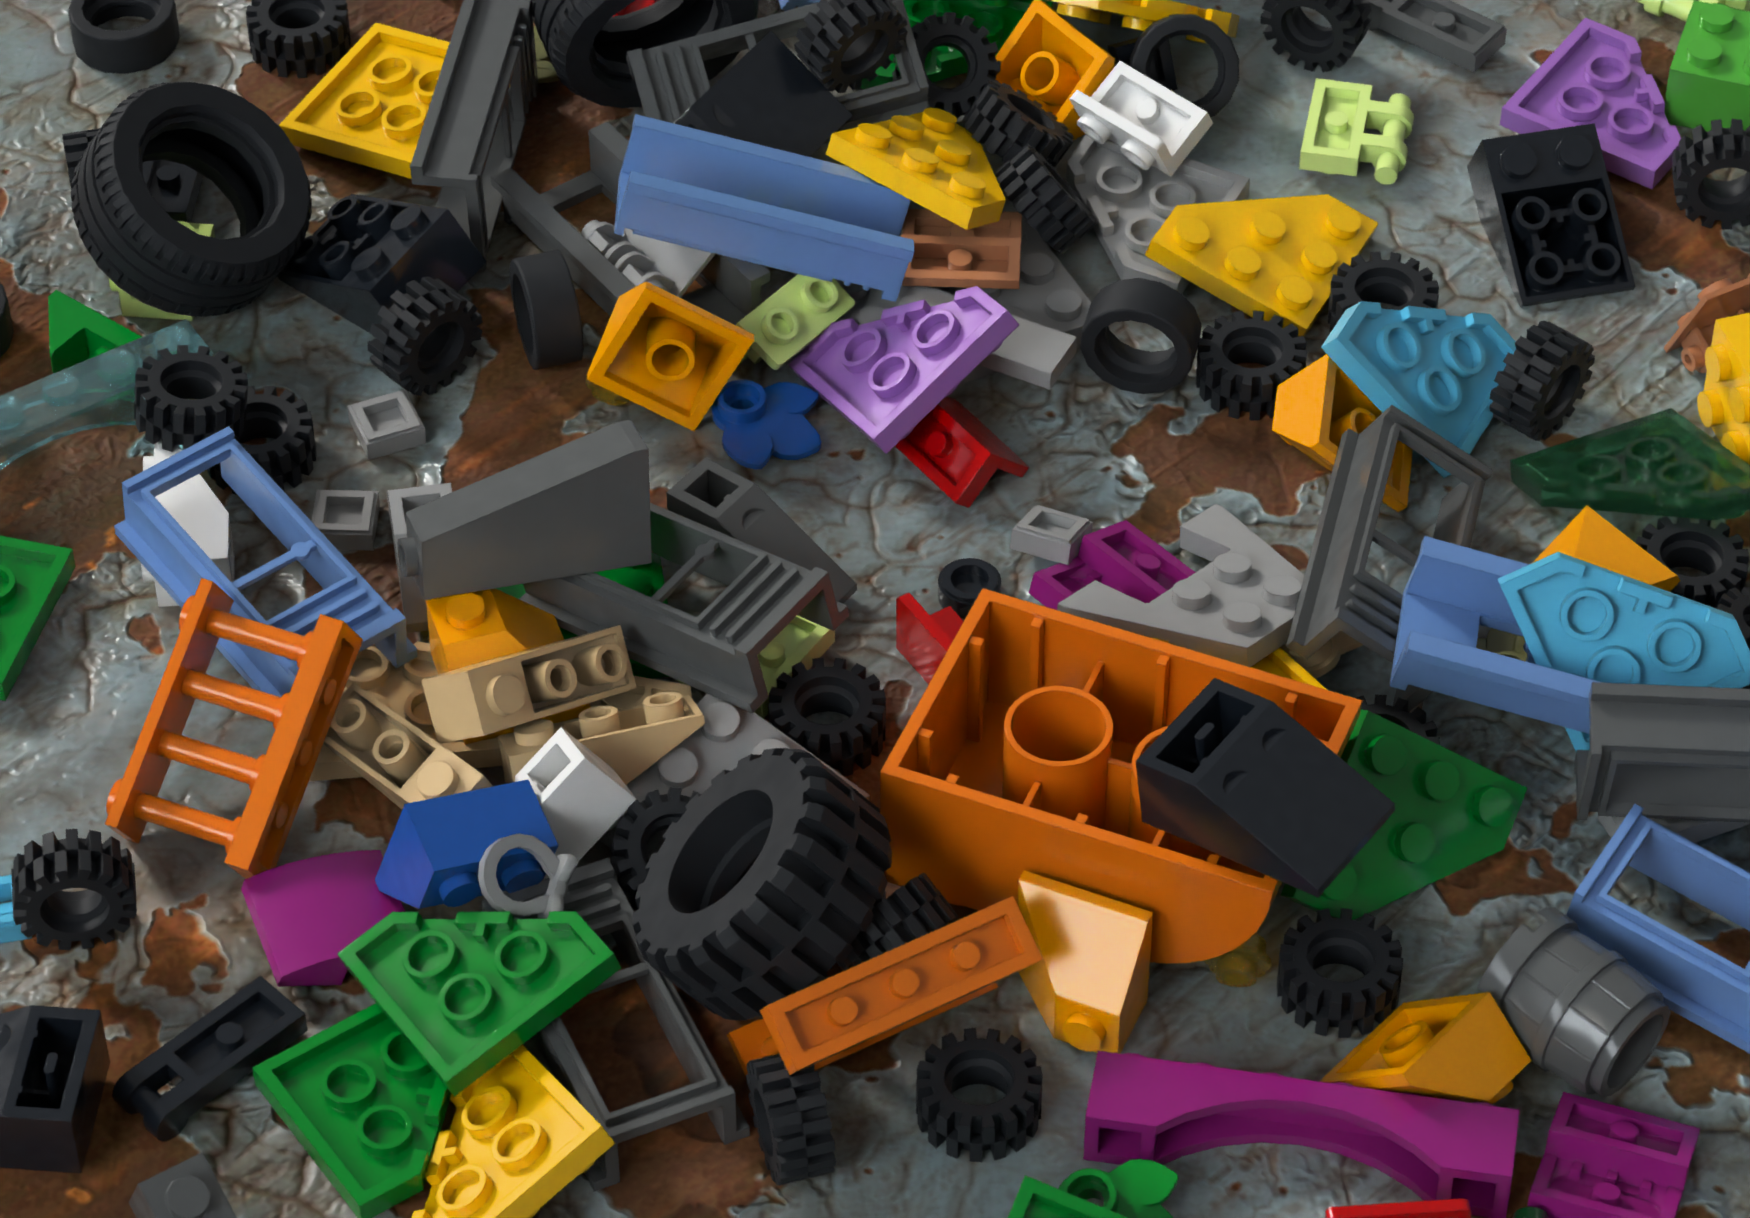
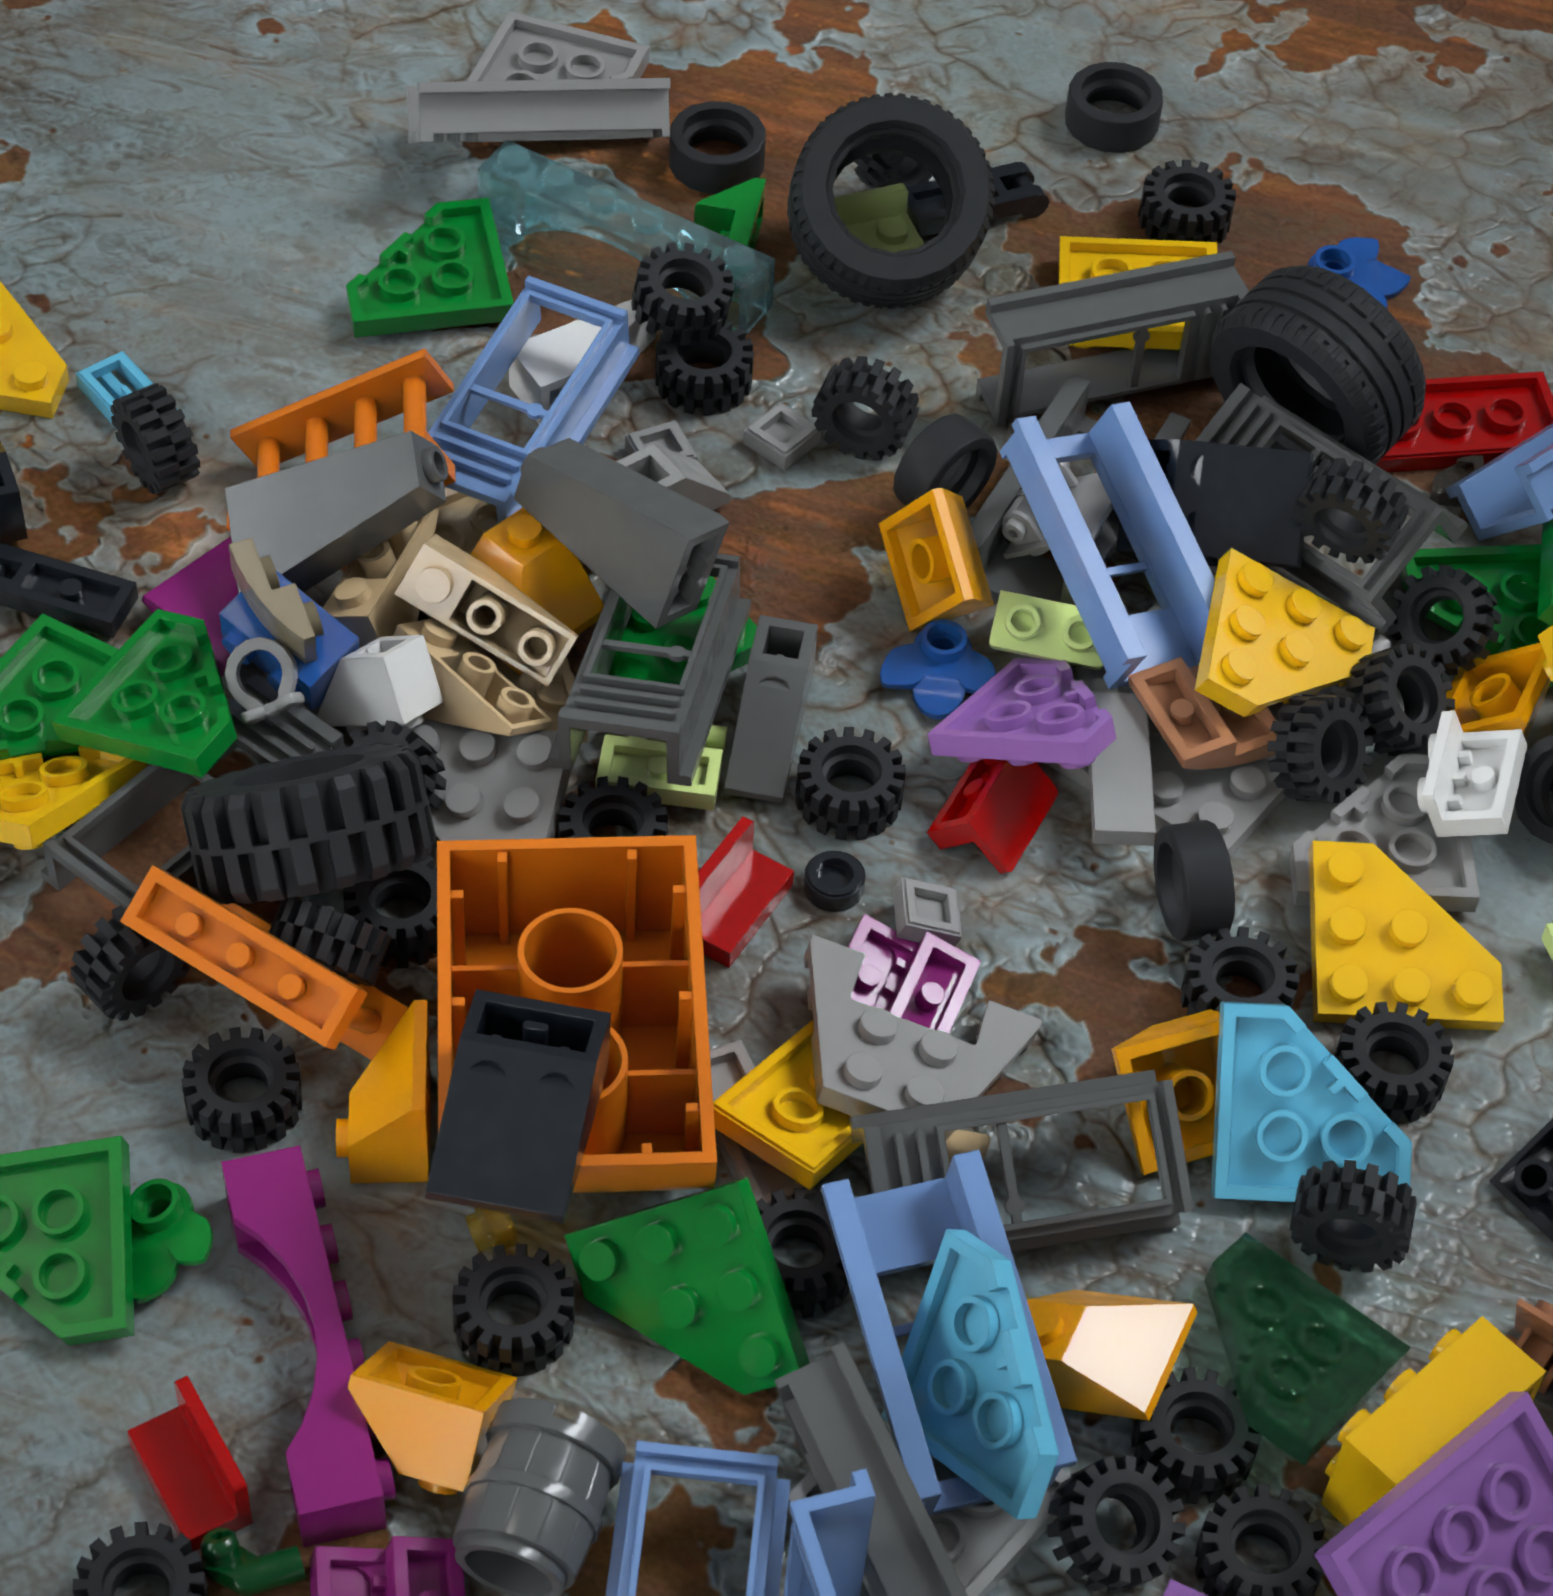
camera: 60 degrees right, 5 degrees up
(345, 756) = (337, 506): none -> dark grey slope
(375, 249) = (943, 352): black slope -> none
(459, 815) = (276, 607): none -> dark tan slope
(872, 505) = (843, 808): none -> black tyre

